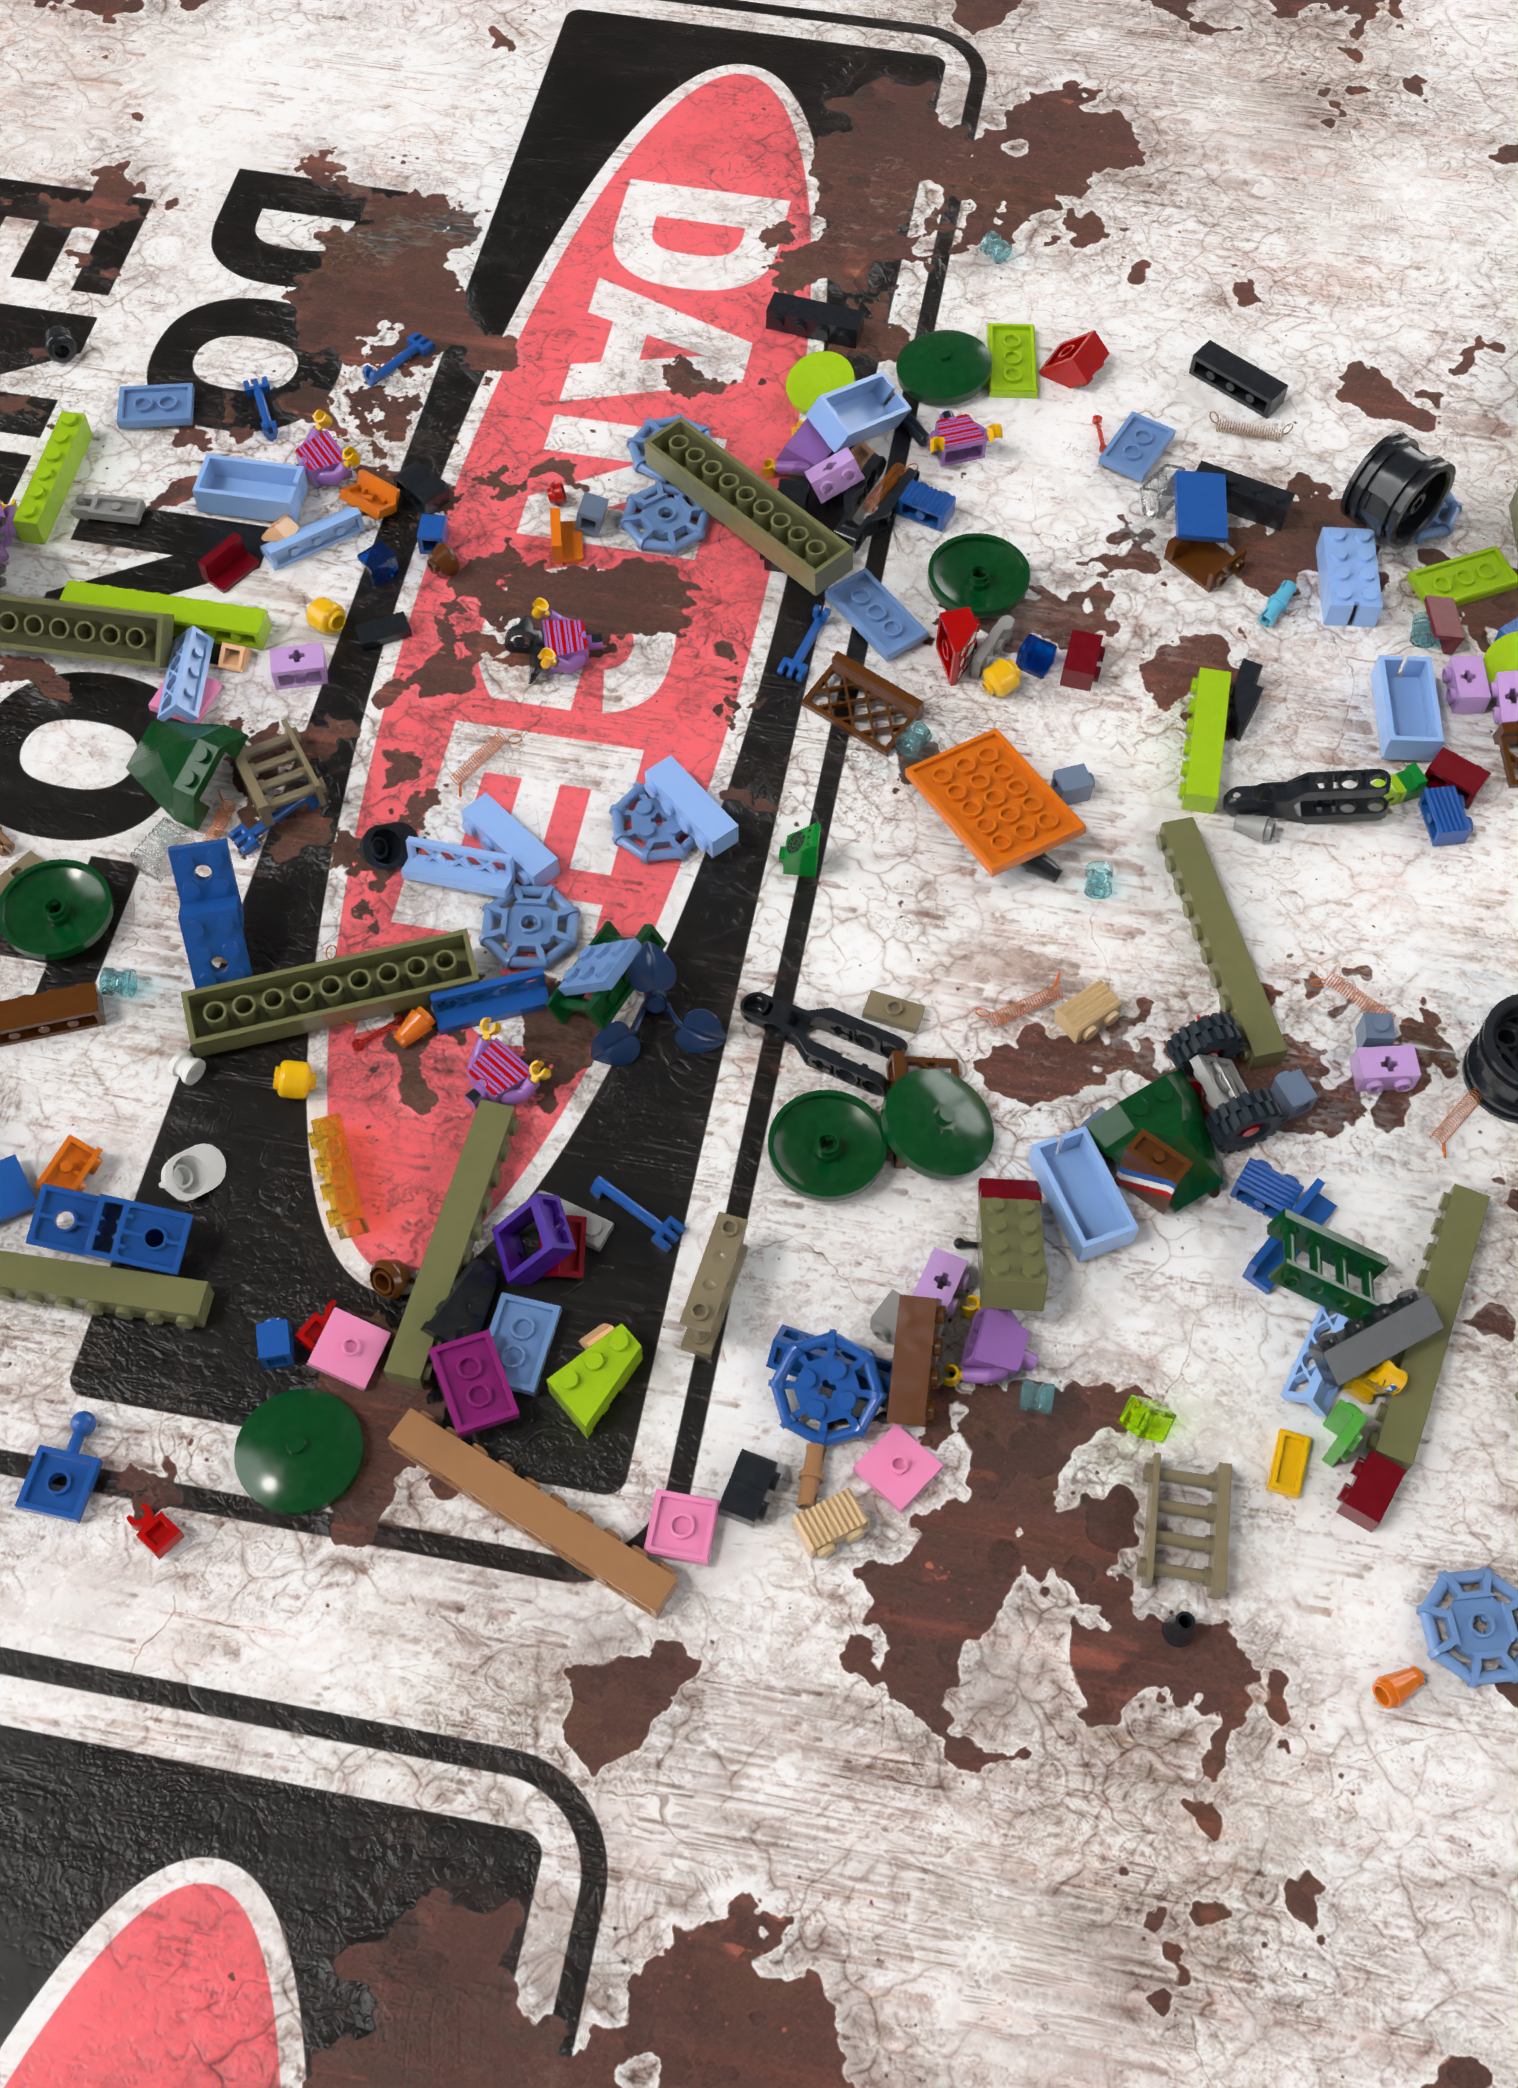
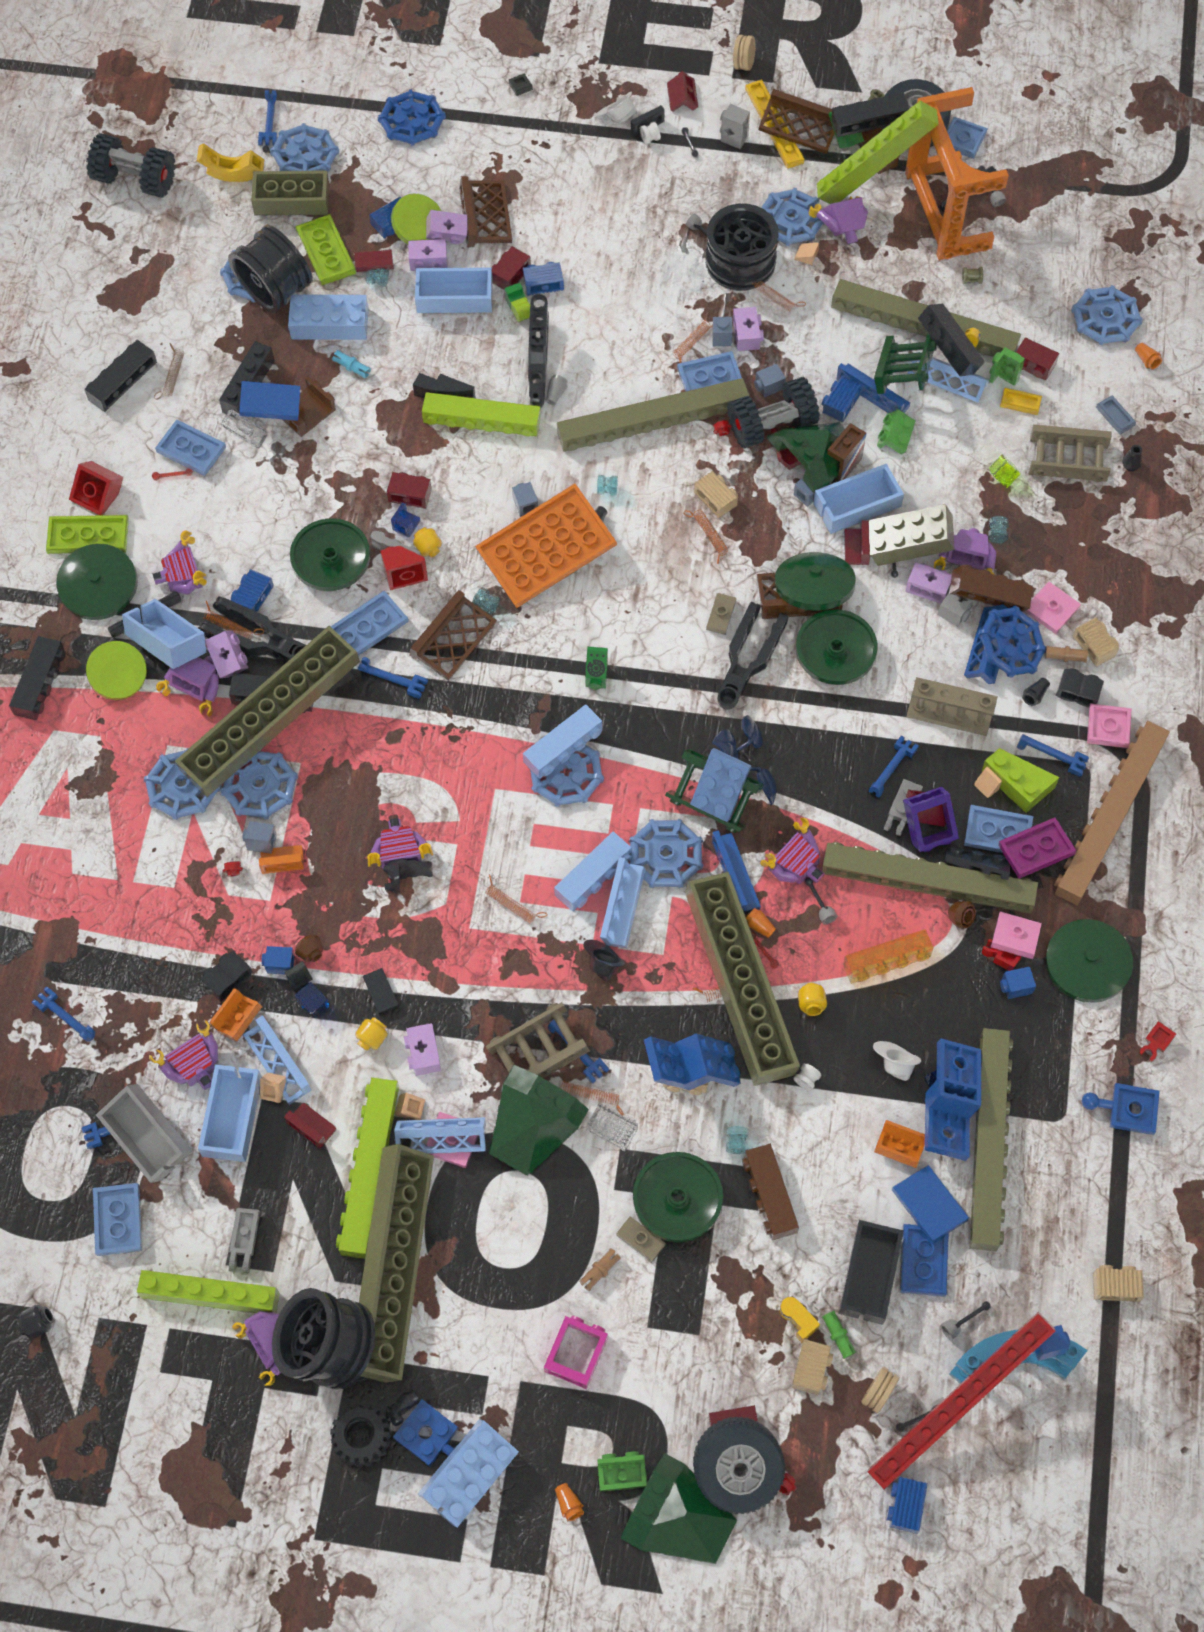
camera: 90 degrees left, 5 degrees up
(237, 412) = (144, 1133): none -> light grey piece
(411, 551) = (298, 975): none -> pearl dark grey tile
(418, 1108) = (826, 913): none -> hinge
(661, 1397) = (1076, 762): none -> blue hinge
(746, 1423) = (1034, 694): none -> black cone
(1213, 1266) = (896, 431): none -> bright green bracket
(1273, 1617) = (1116, 414): none -> sand blue tile
(1301, 1017) = (708, 371): none -> medium blue plate

